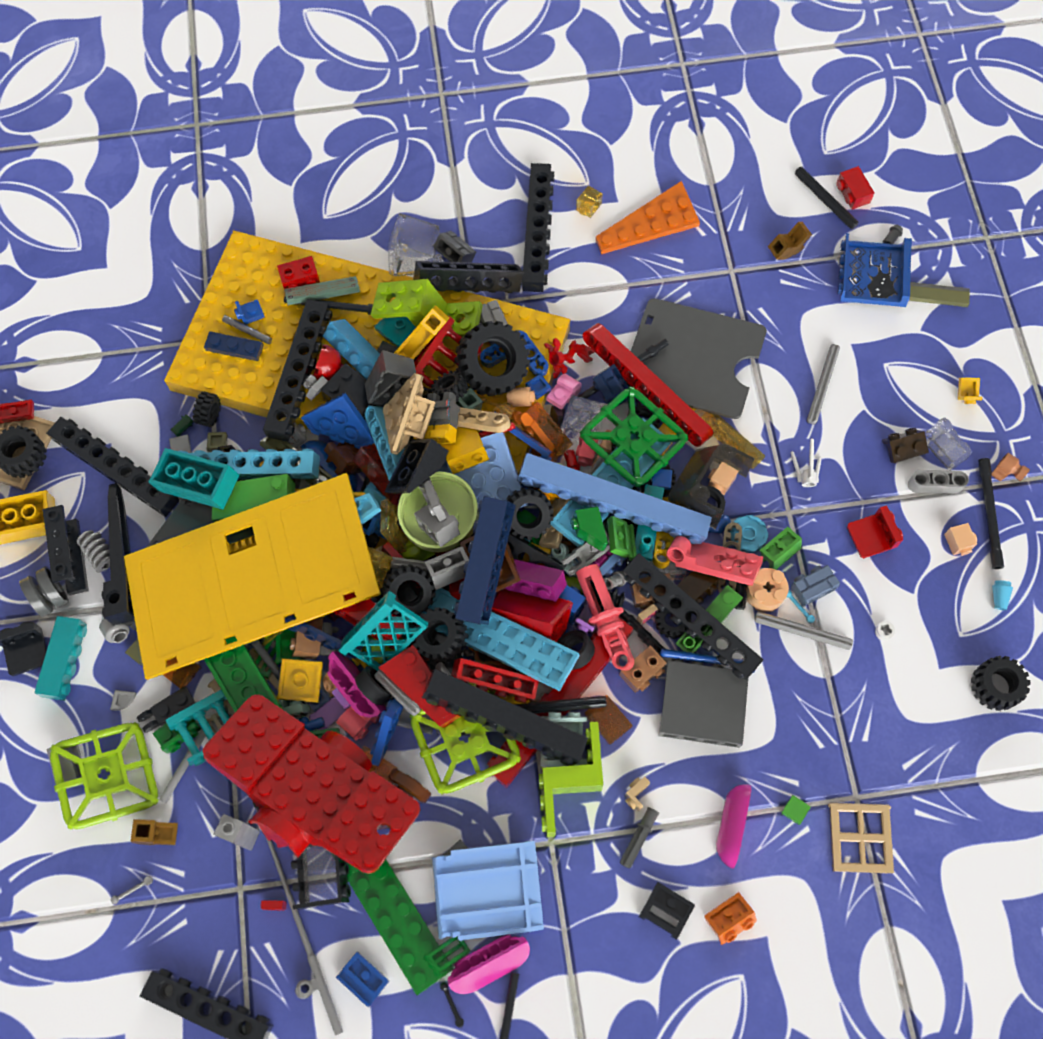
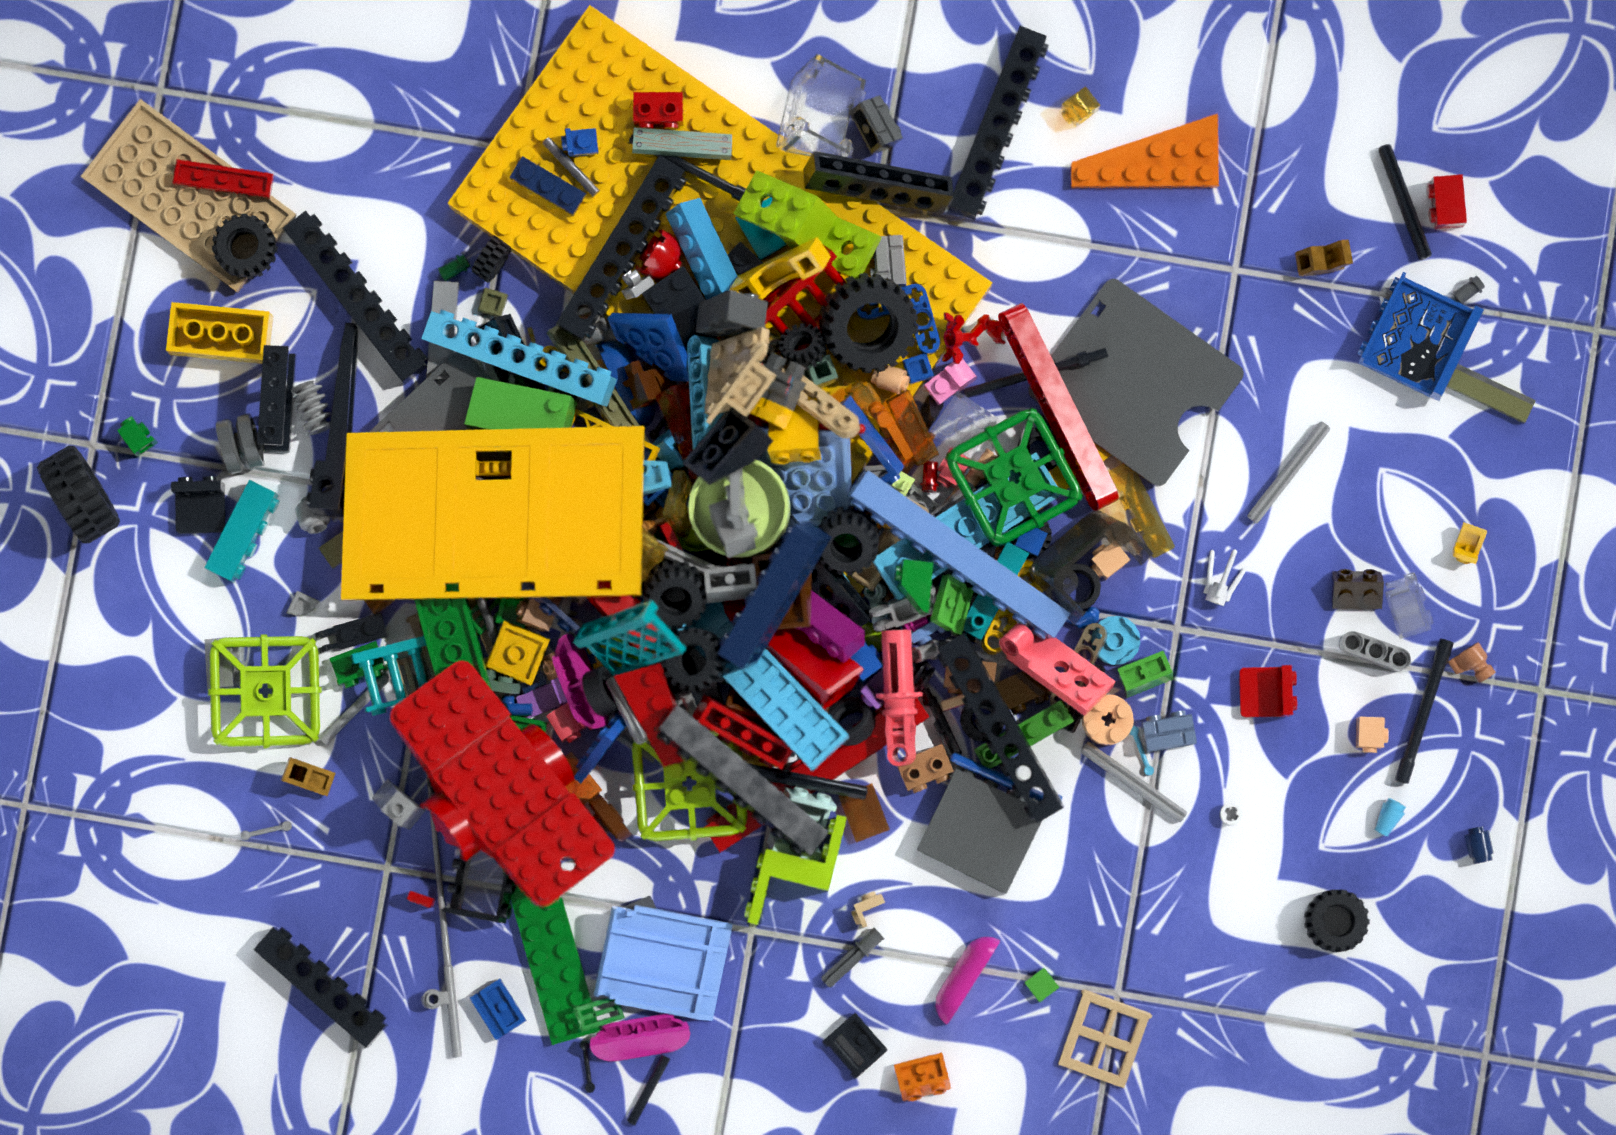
camera: 20 degrees right, 15 degrees up
(194, 478) = (456, 366): teal brick -> none
(610, 384) = (1013, 391): dark blue brick -> none

